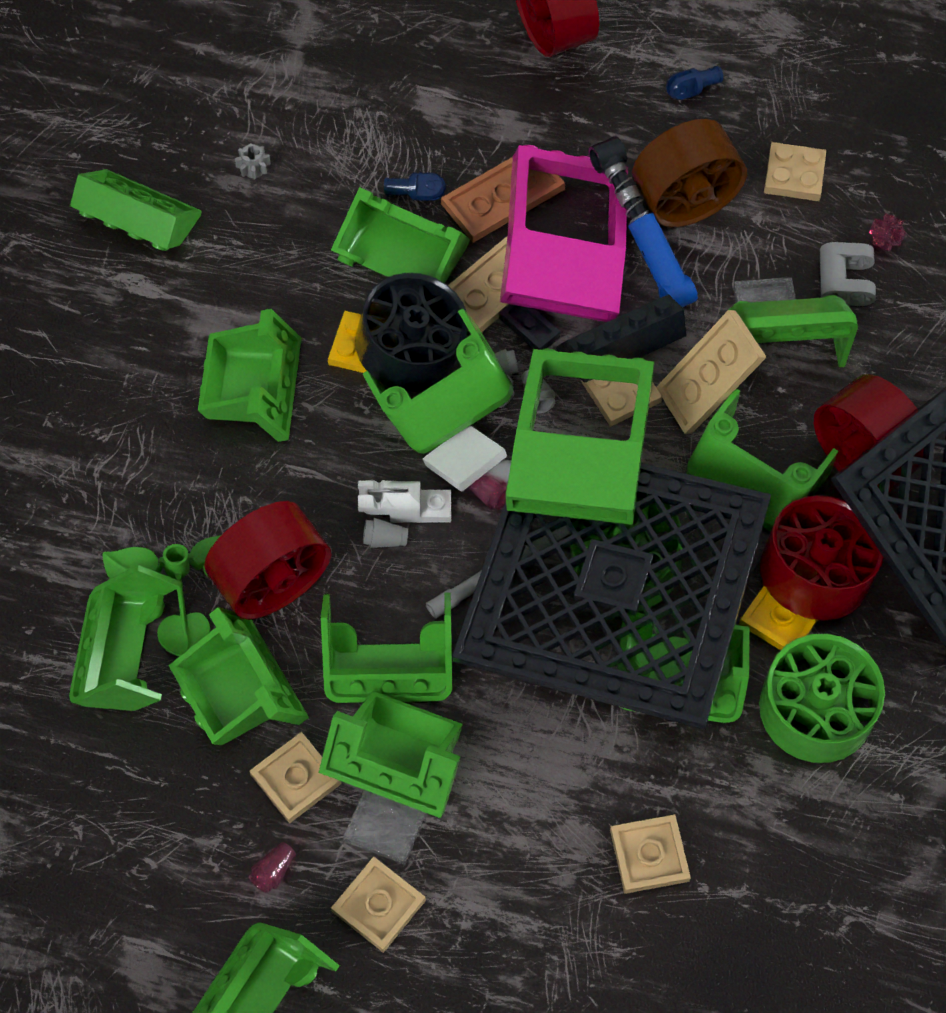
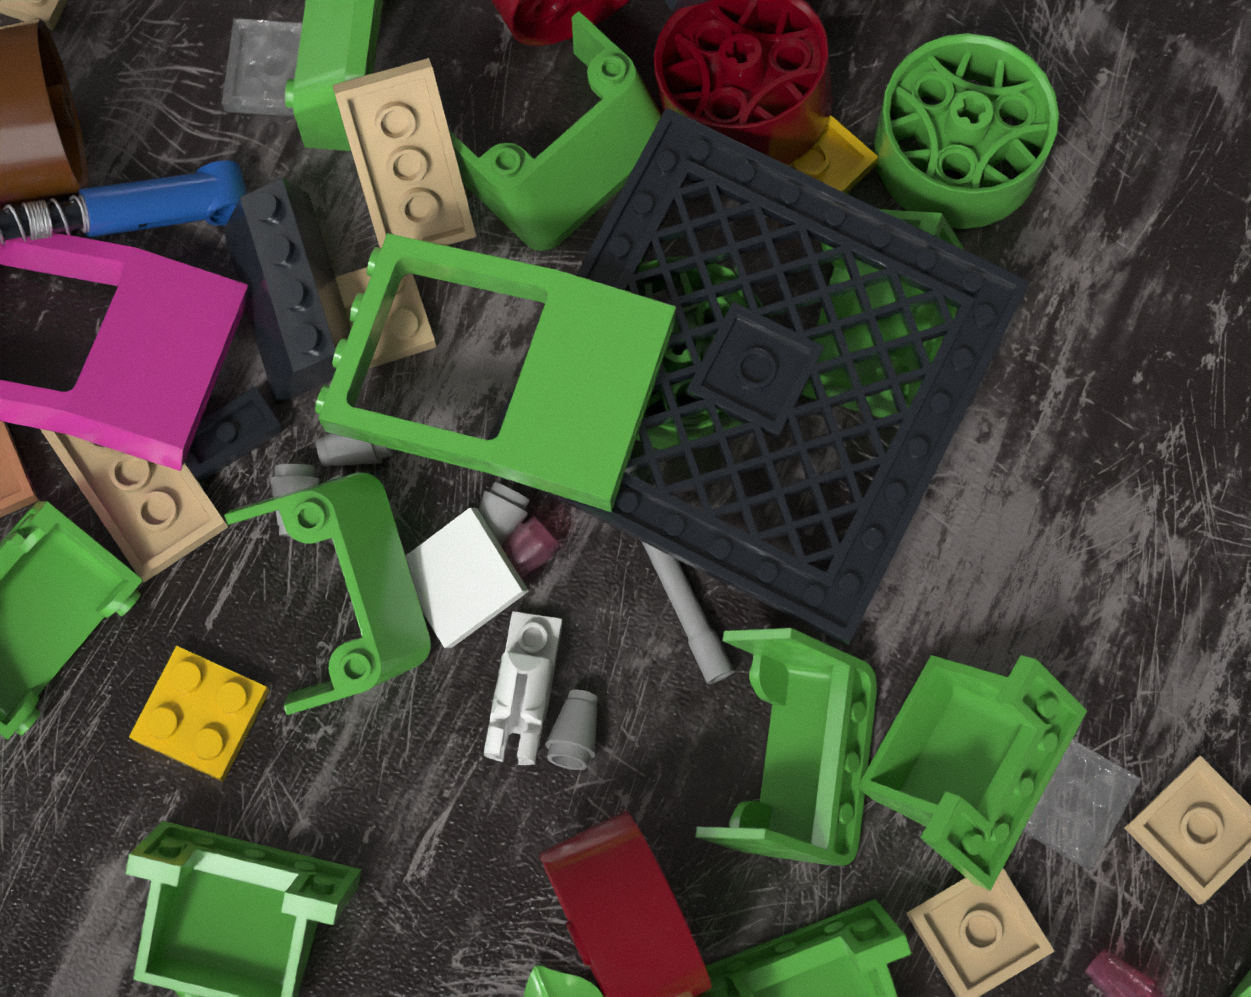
camera: 80 degrees left, 10 degrees up
(411, 331) = (214, 621): black wheel -> none
(650, 854) = (1160, 421): tan plate -> none

